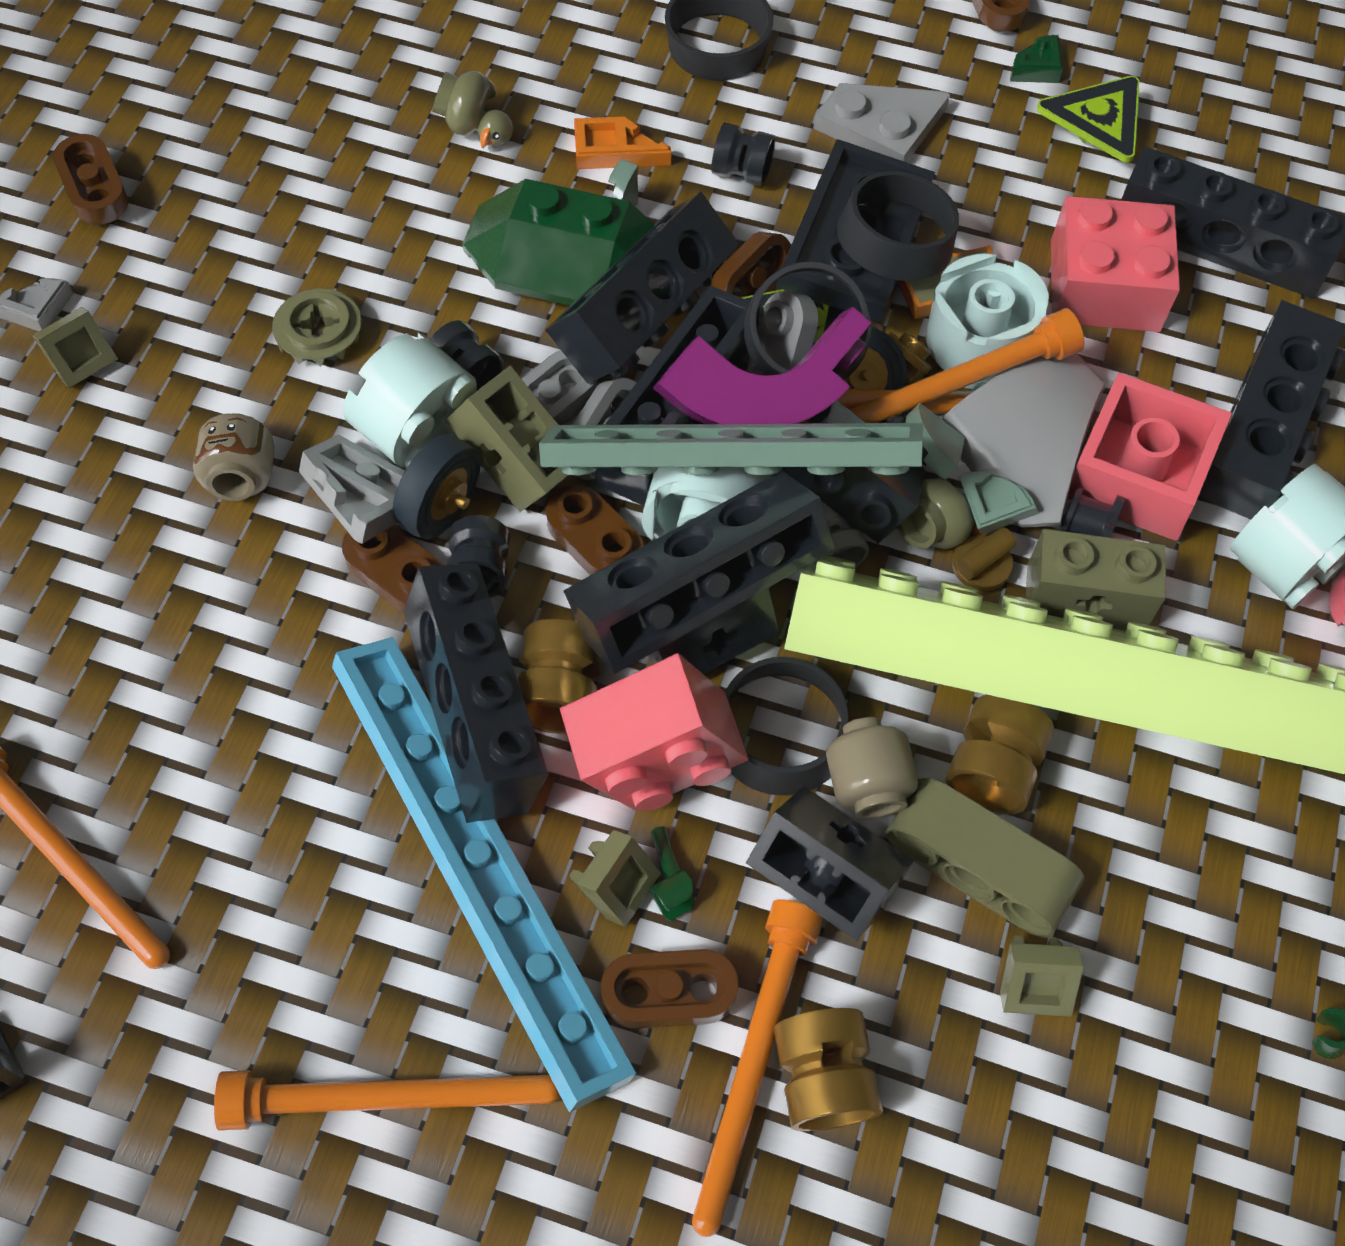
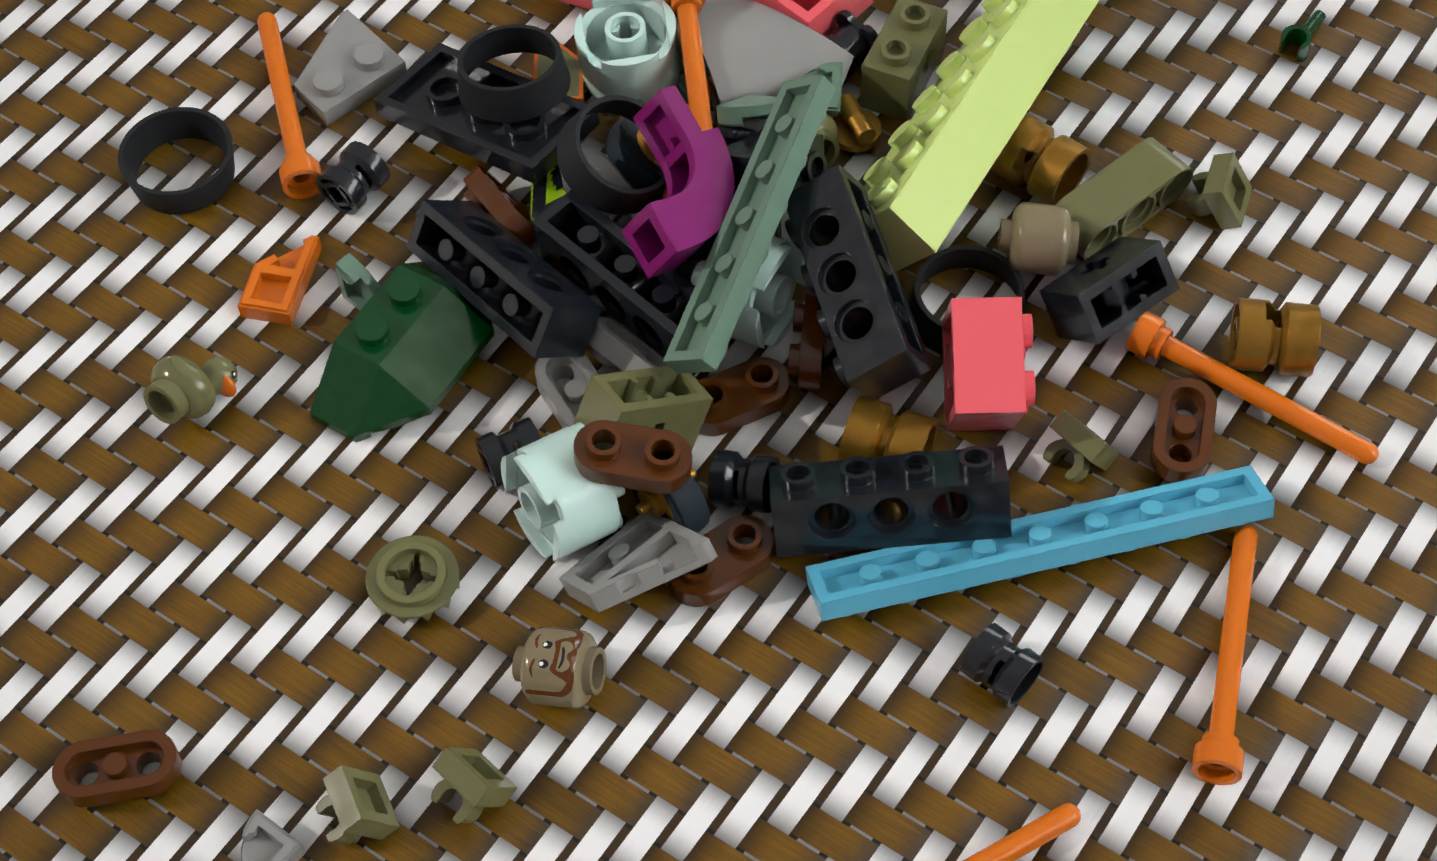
camera: 70 degrees left, 5 degrees down
(111, 422) = (474, 778): none -> olive tile
(313, 844) = (1002, 665): none -> black wheel
(423, 419) = (631, 458): none -> reddish brown plate
(674, 893) = (1097, 406): dark green hand -> none
(748, 113) = (298, 168): none -> orange piece

